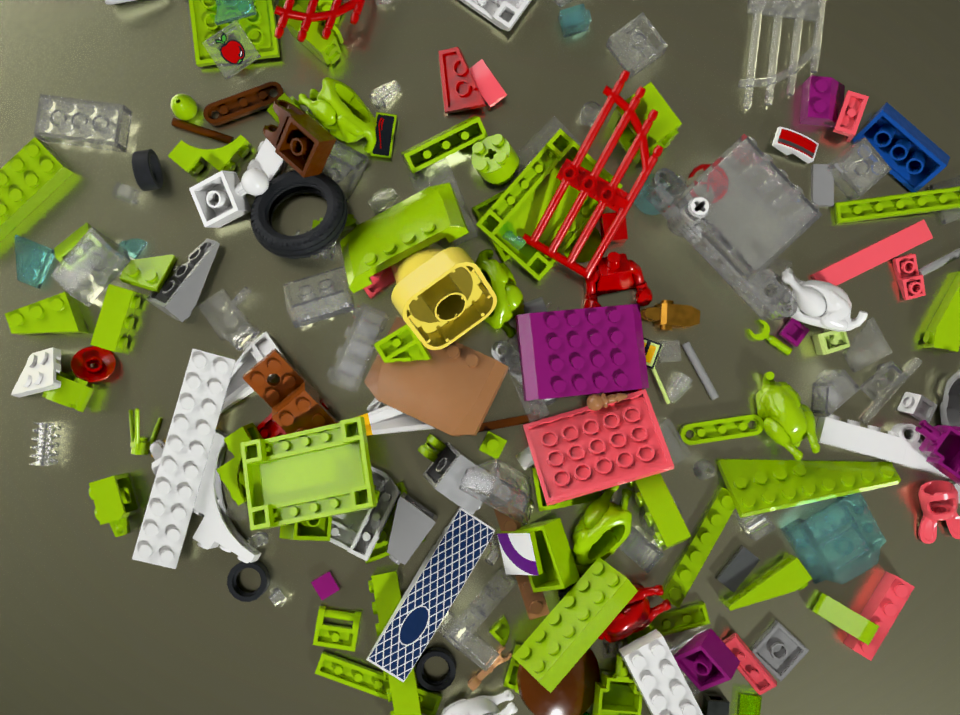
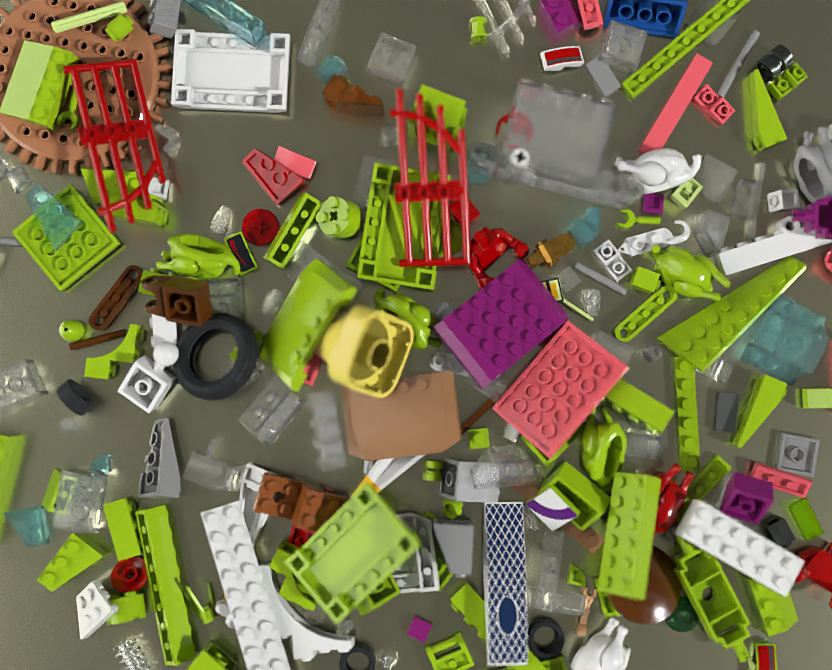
camera: 25 degrees left, 0 degrees up
(119, 395) = (165, 585): none -> lime brick
(148, 272) = (127, 475): lime wing -> none
(231, 49) = (80, 262): clear tile -> none
(346, 28) = (158, 189): none -> white plate
(402, 346) = (361, 408): lime wing -> none
(416, 123) = (260, 227): none -> red tile
(427, 494) = (452, 508): none -> lime tile
(517, 242) = (397, 270): clear light blue tile -> none
(575, 57) = (350, 99): none -> clear orange slope
(596, 401) = (537, 354): medium nougat bar -> none
(718, 315) = (586, 228): none -> clear light blue slope
(721, 362) = (612, 261): none -> white slope
(735, 68) = (478, 28): none -> lime bush
(740, 398) = (645, 280): none -> lime brick
(761, 363) = (661, 237): none -> white plate

